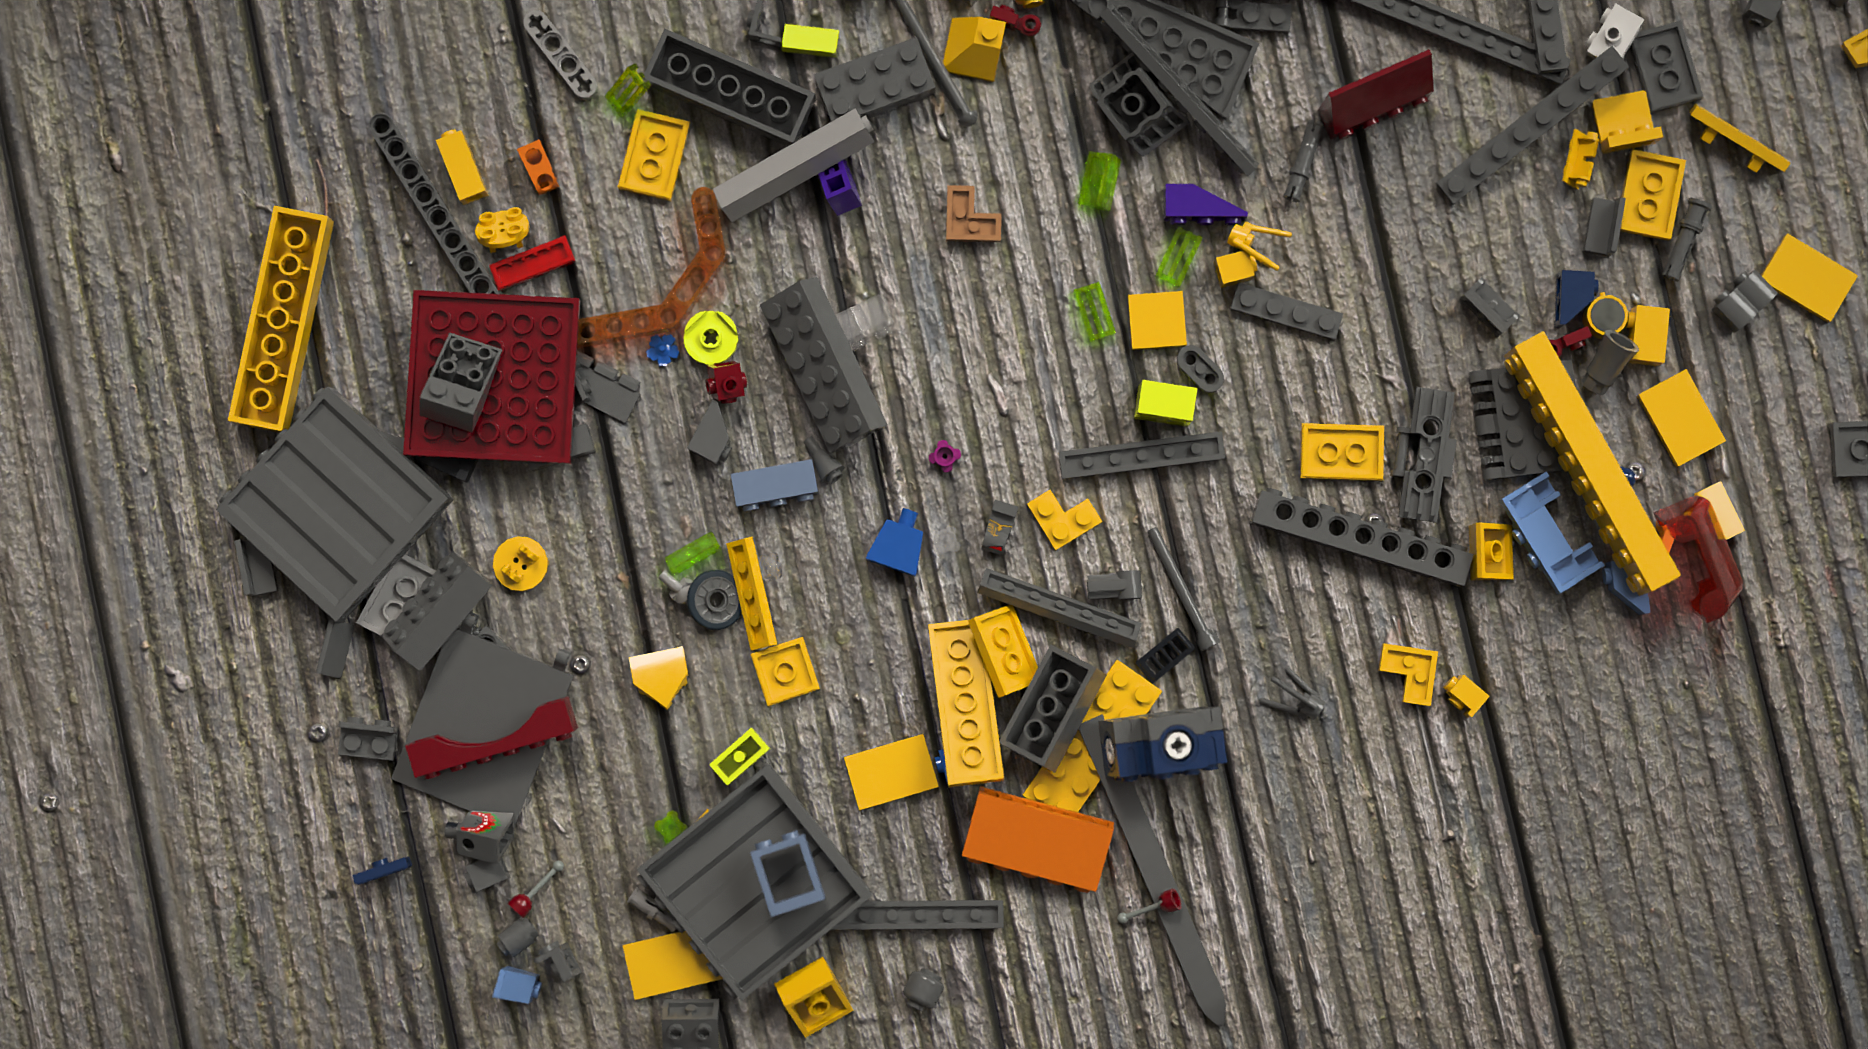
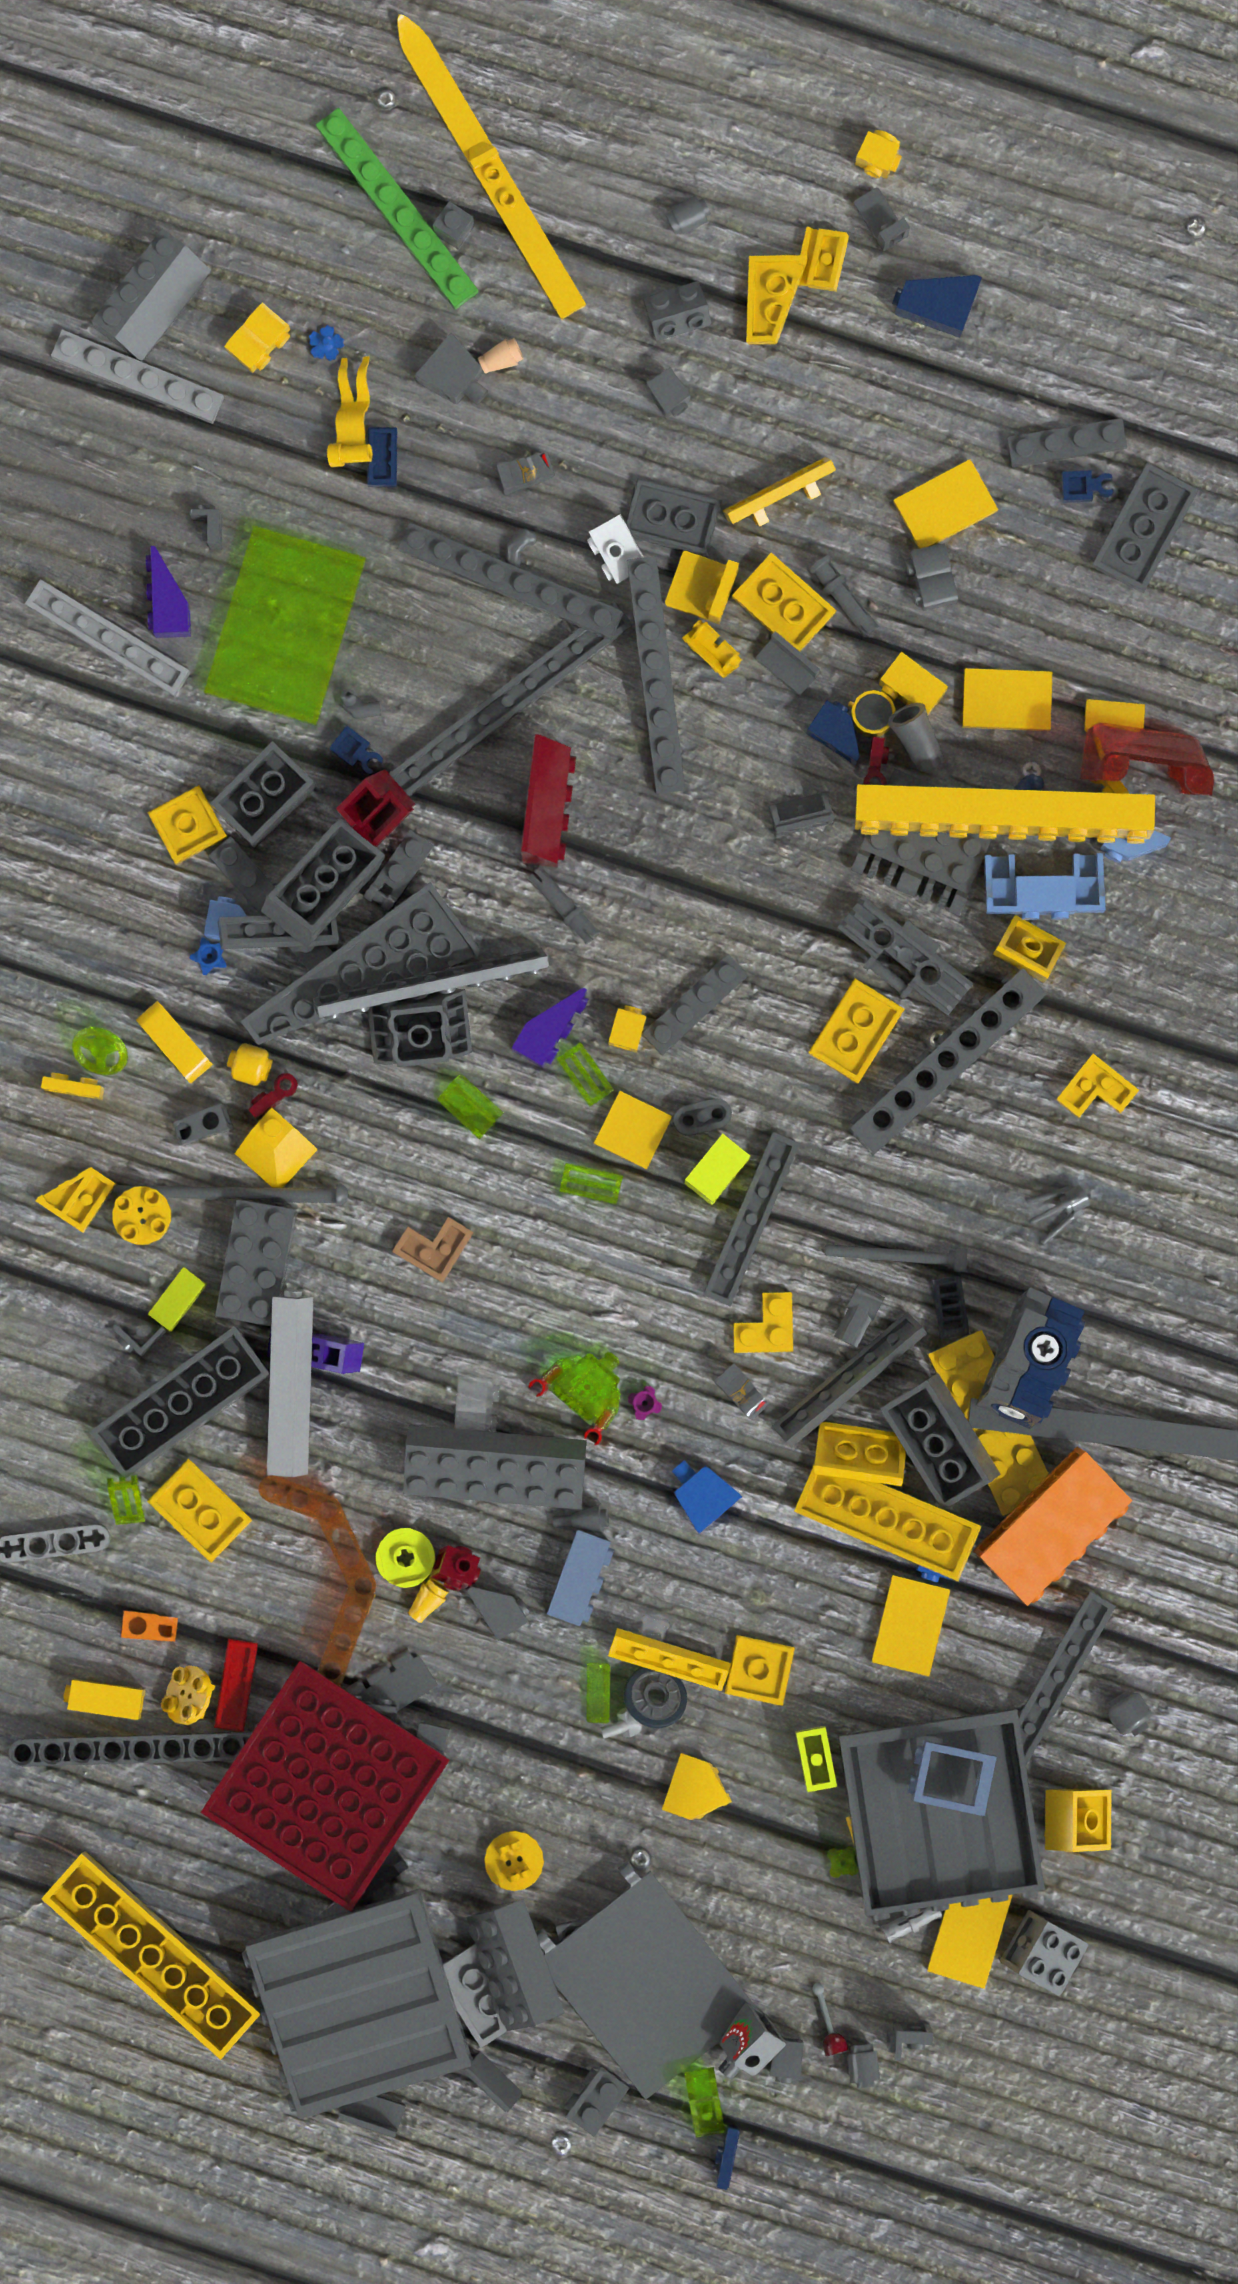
camera: 55 degrees left, 0 degrees up
(415, 826) = (704, 2102): none -> clear neon green slope
(439, 753) = (649, 2040): dark red arch -> none
(459, 382) = (315, 1818): dark grey slope -> none
(517, 985) = (908, 2090): medium blue slope -> none
(662, 349) = (389, 1609): blue plant -> none
(689, 374) = (429, 1598): none -> yellow cone
(929, 401) = (586, 1388): none -> clear neon green torso
(949, 534) = (728, 1456): clear plate -> none
(1168, 902) = (1179, 1439): hinge -> none
(1242, 239) = (604, 1005): yellow plant -> none
(1465, 694) = (1147, 1051): yellow brick -> none

